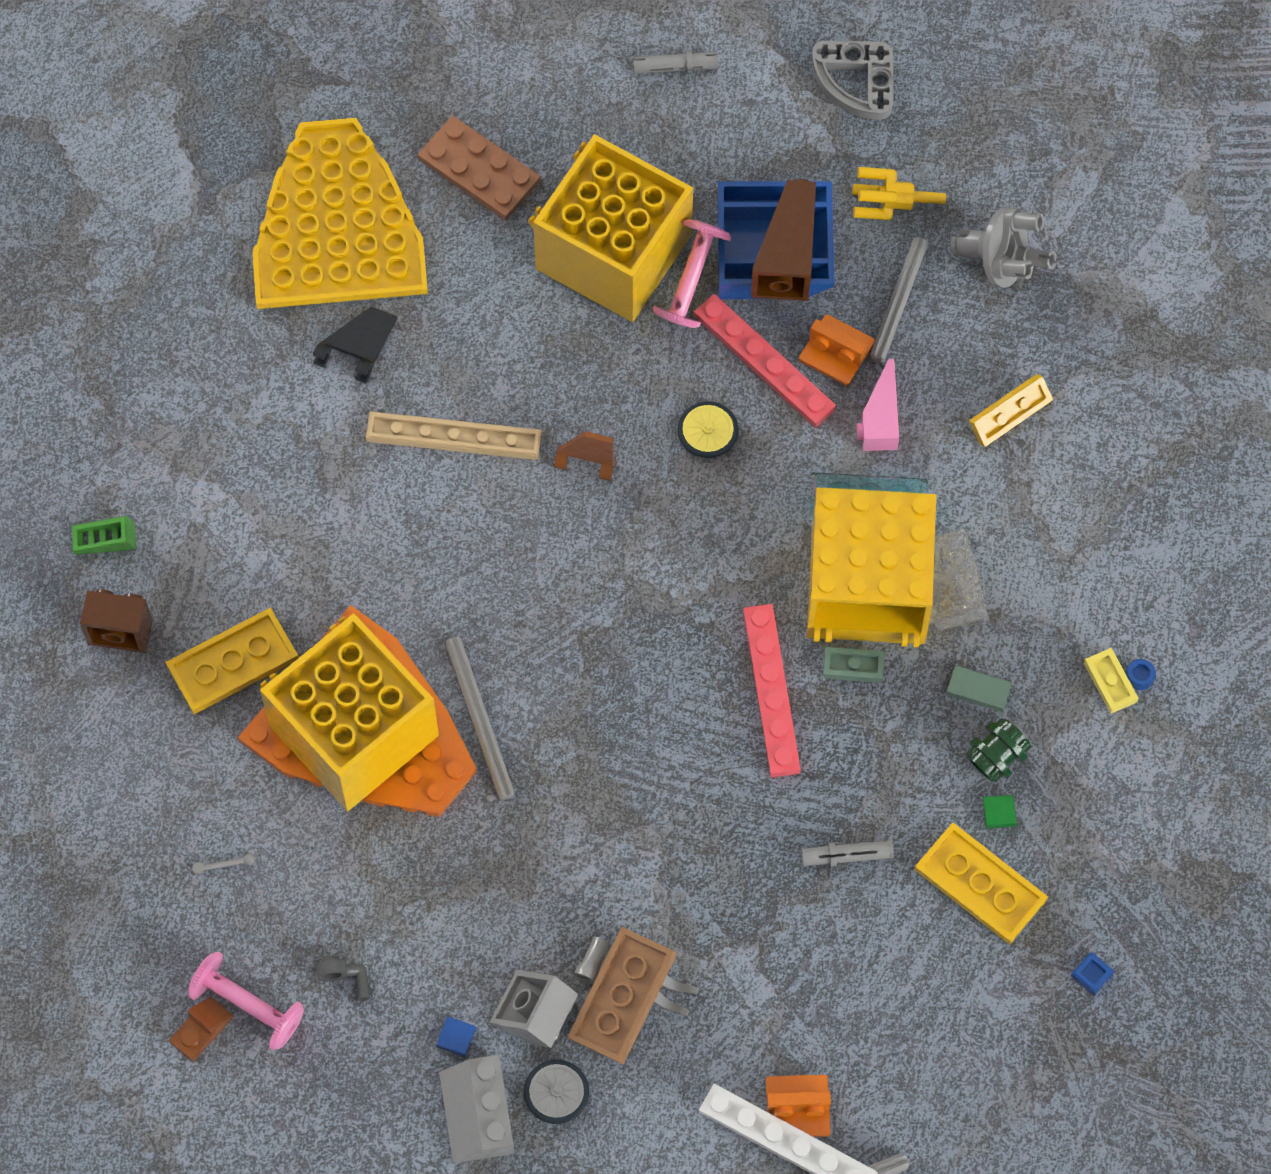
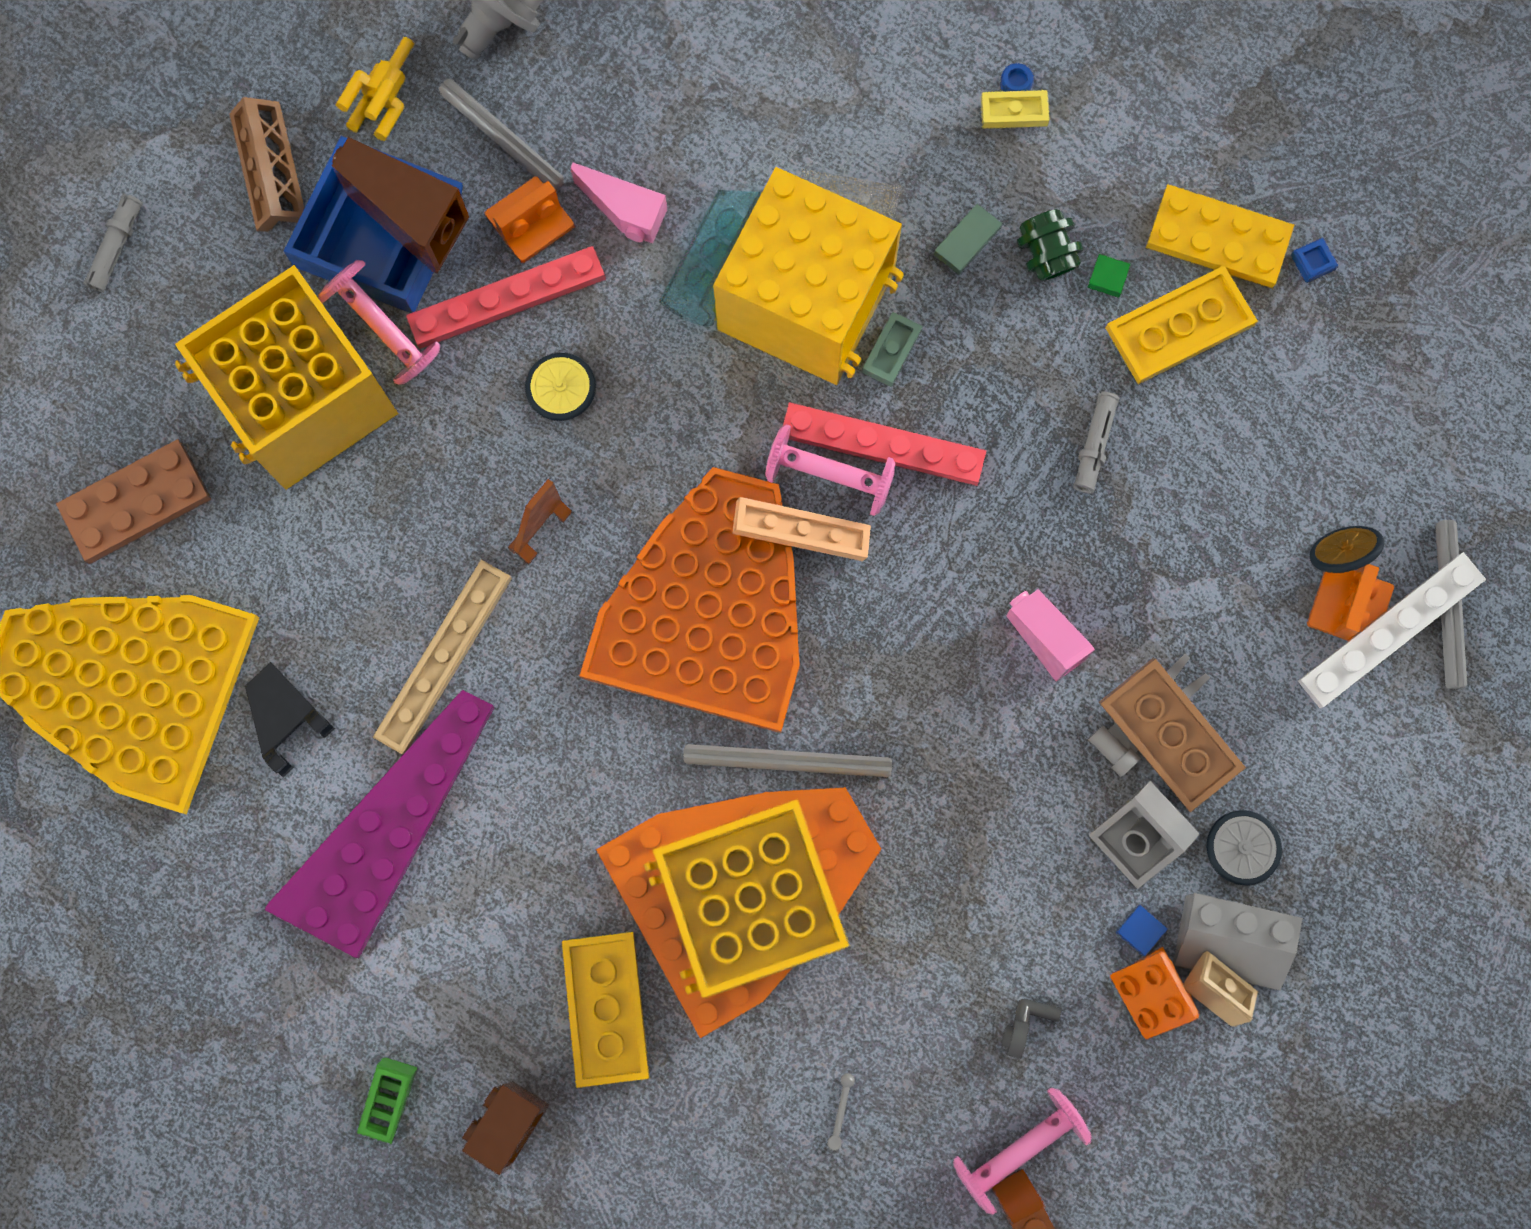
camera: 65 degrees left, 10 degrees up
(271, 445) = (360, 865): none -> magenta wing
(411, 1063) = (1155, 994): none -> orange bracket
(433, 1112) = (1221, 990): none -> tan slope
(577, 610) = (705, 612): none -> orange wing
(664, 872) = (1048, 633): none -> bright pink slope
(667, 650) = (801, 529): none -> light nougat plate
(717, 610) = (829, 469): none -> bright pink hose
(786, 134) = (256, 164): none -> medium nougat fence
(840, 1080) = (1347, 549): none -> pearl gold wheel
(874, 67) = (221, 47): light grey beam -> none
(1010, 410) = (678, 77): yellow plate -> none
(1077, 888) = (1220, 236): none -> yellow plate

